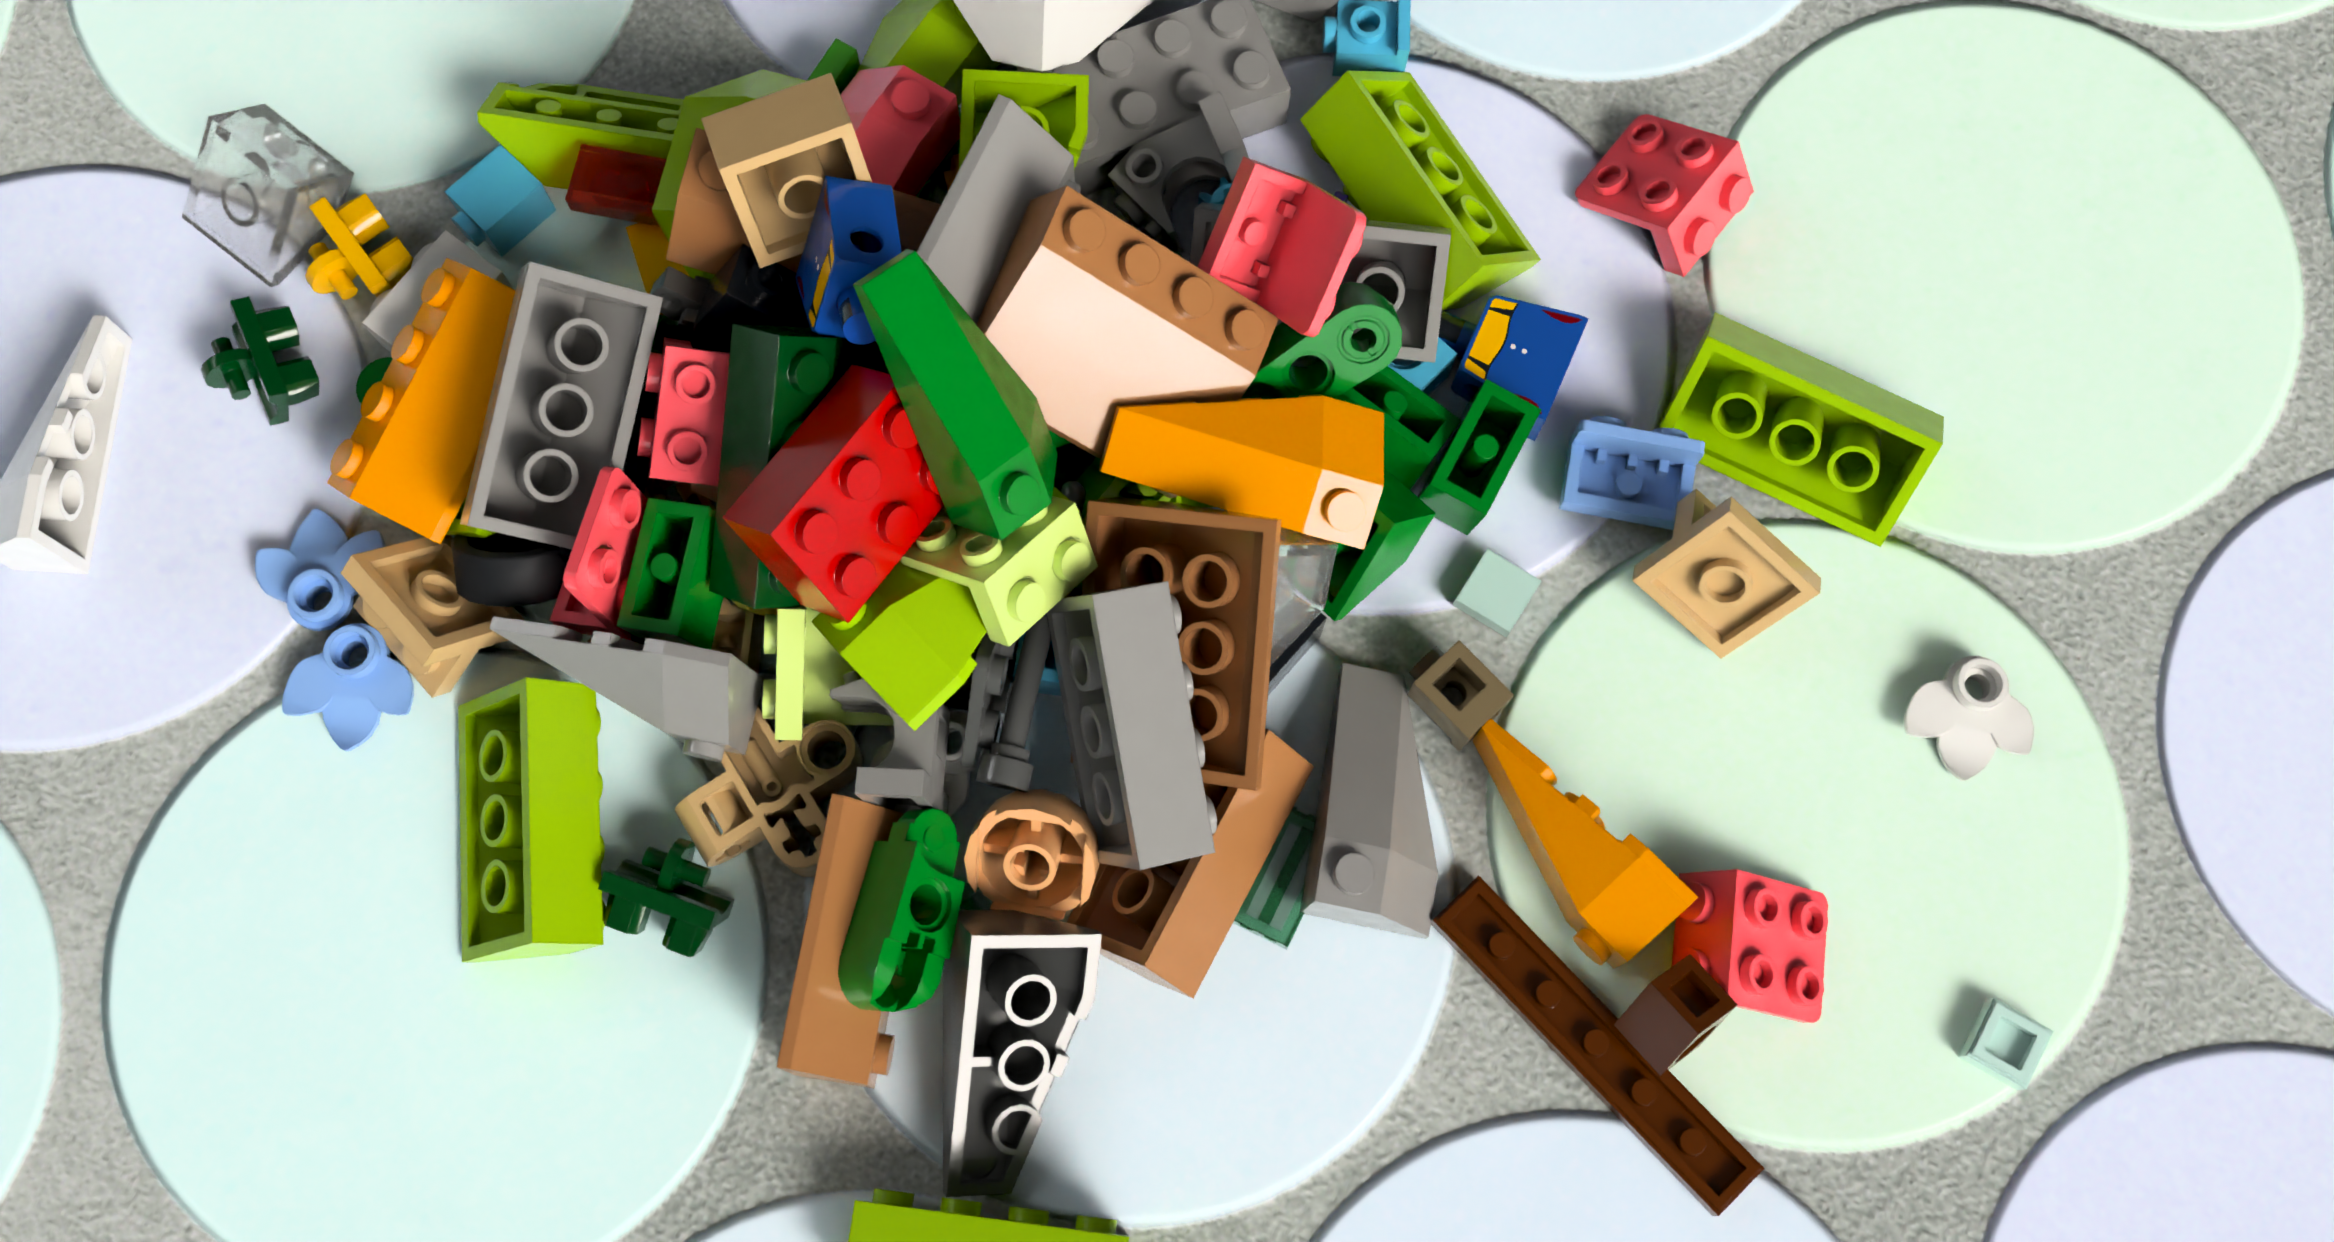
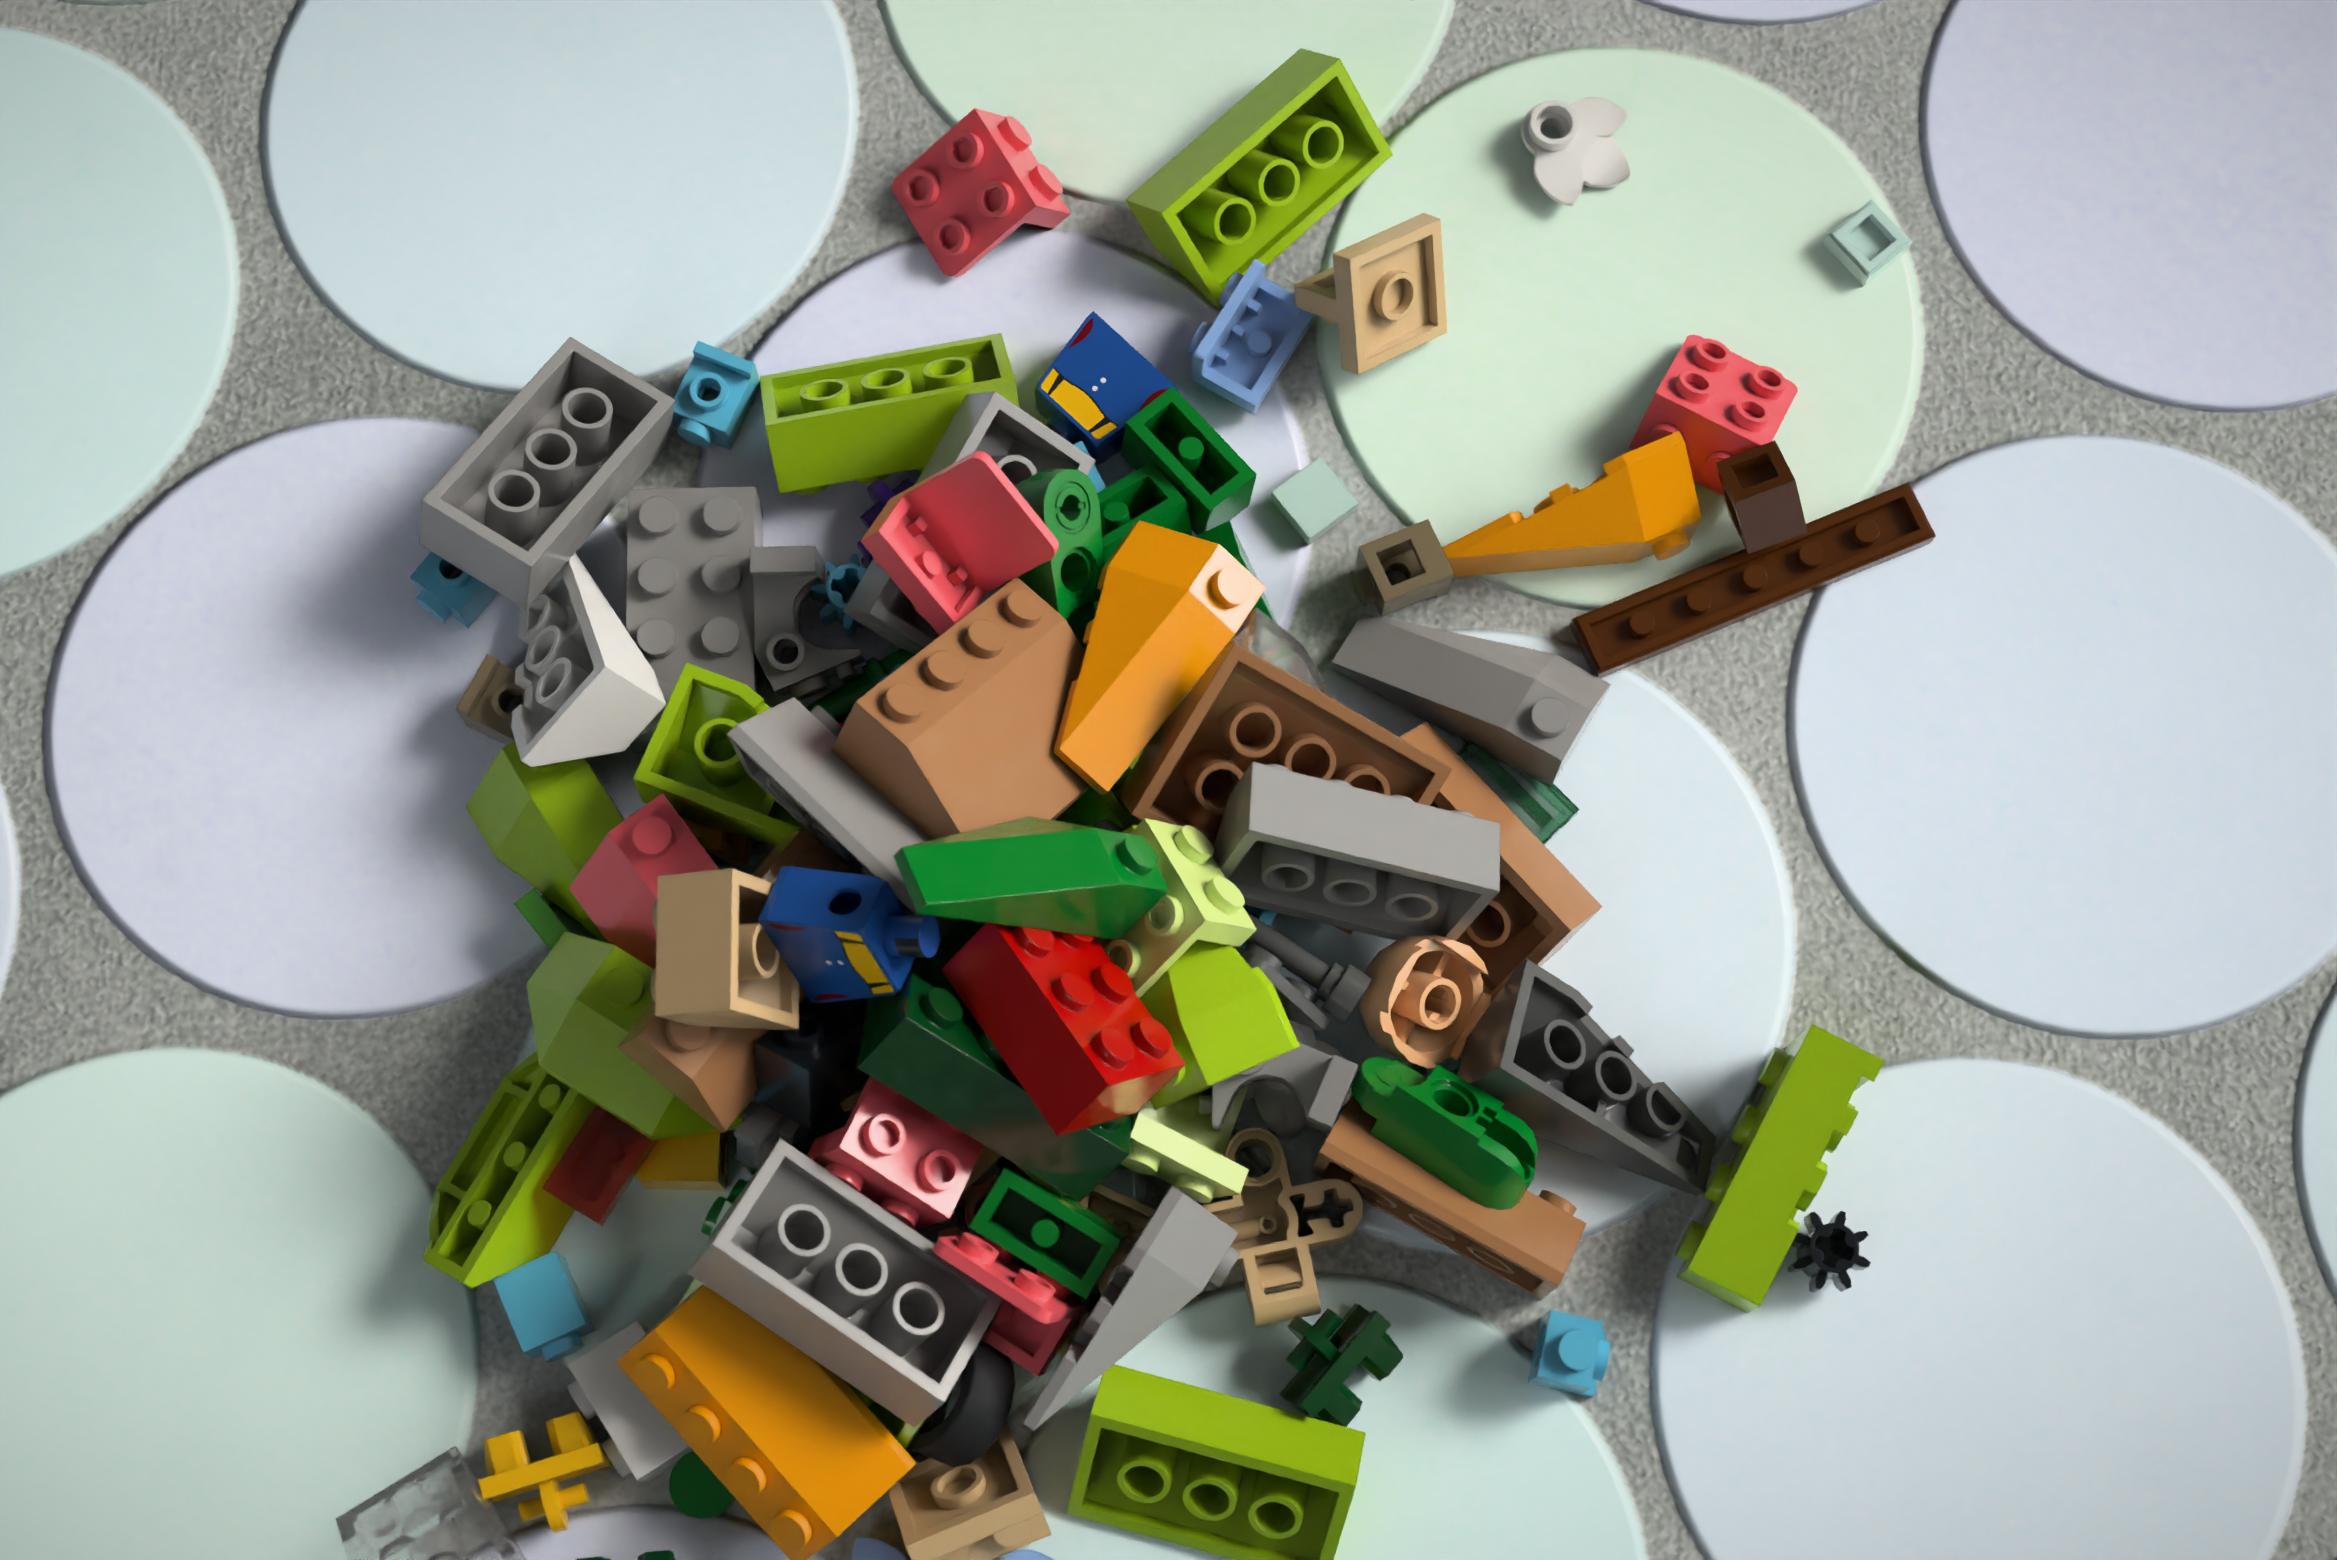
camera: 70 degrees left, 0 degrees up
(742, 1115) = (1569, 1353): none -> medium azure brick

